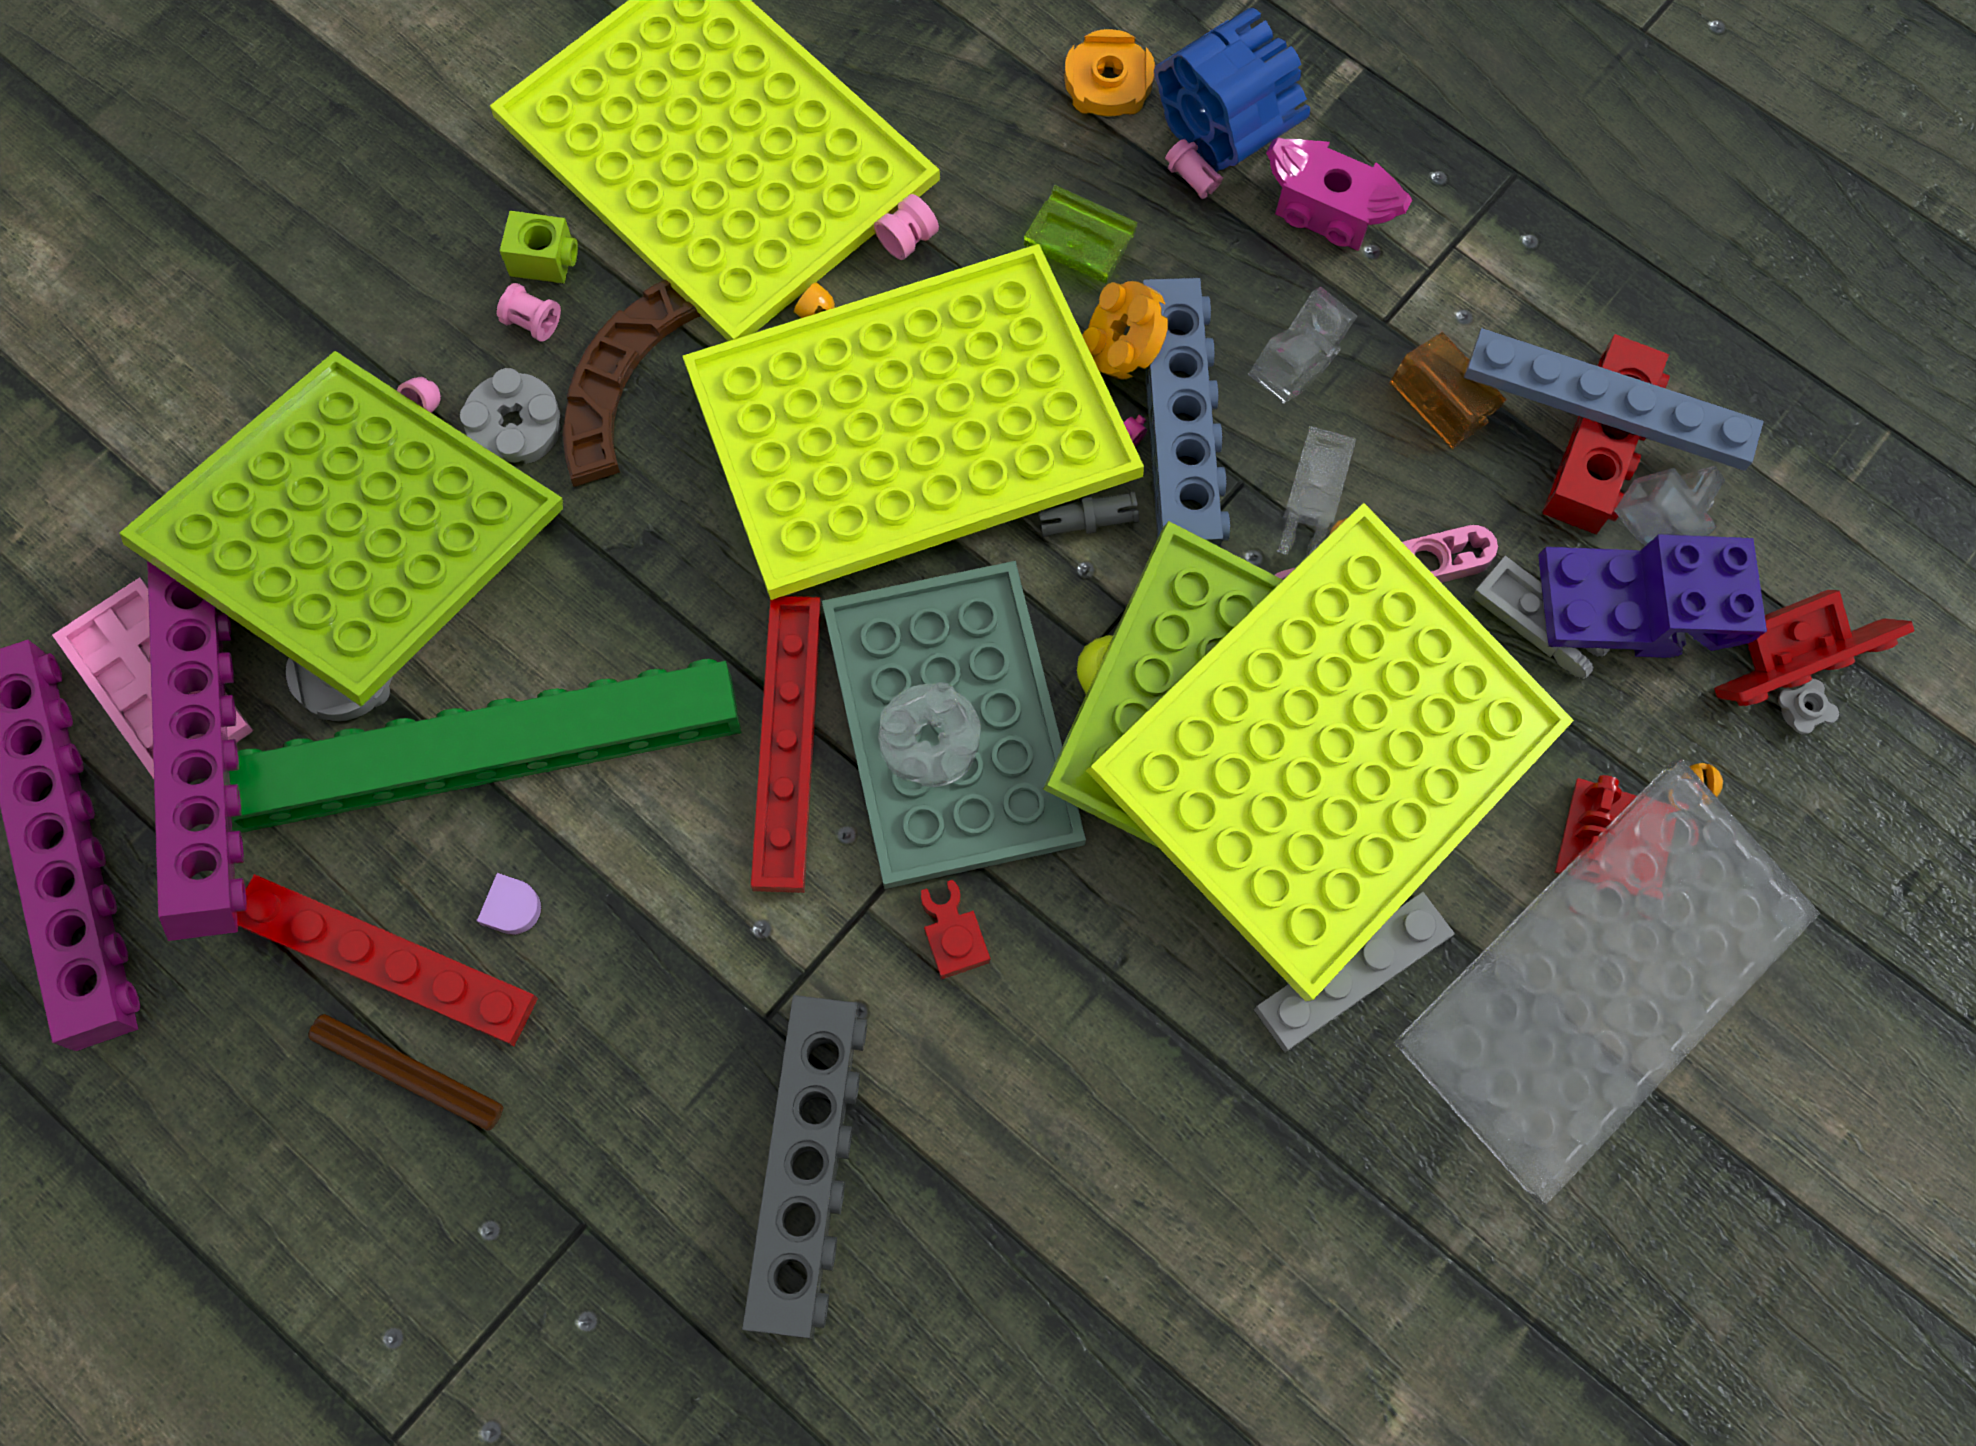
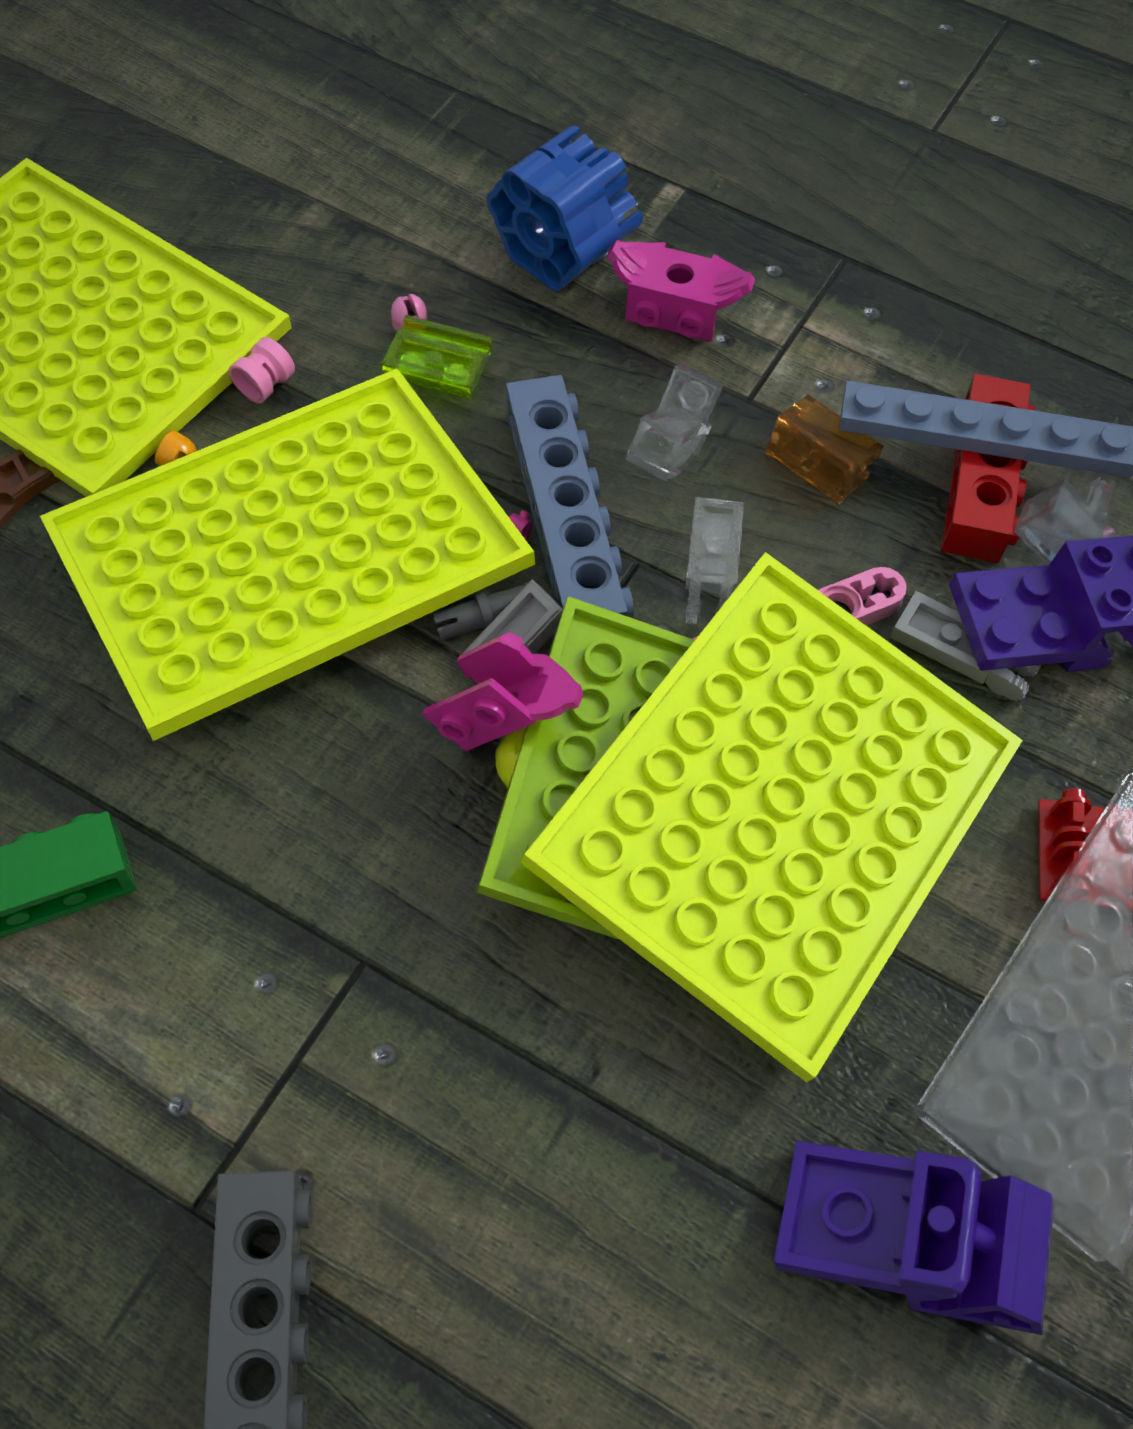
camera: 10 degrees left, 10 degrees down
(786, 745) = (187, 900): red plate -> none
(940, 708) = (336, 886): clear plate -> none
(955, 938) = (402, 1077): red plate -> none
(981, 641) = (367, 849): sand green plate -> none
(1048, 177) = (404, 304): none -> bright pink hinge
(1098, 588) = (509, 694): none -> dark pink piece
(1109, 95) = (459, 233): light orange plate -> none
(1113, 544) = (529, 615): none -> light grey tile
(1122, 306) = (486, 410): light orange plate -> none
(1193, 168) = (541, 288): bright pink pin -> none
(1377, 1141) = (920, 1232): none -> dark purple piece
(1397, 945) = (891, 1005): light grey plate -> none

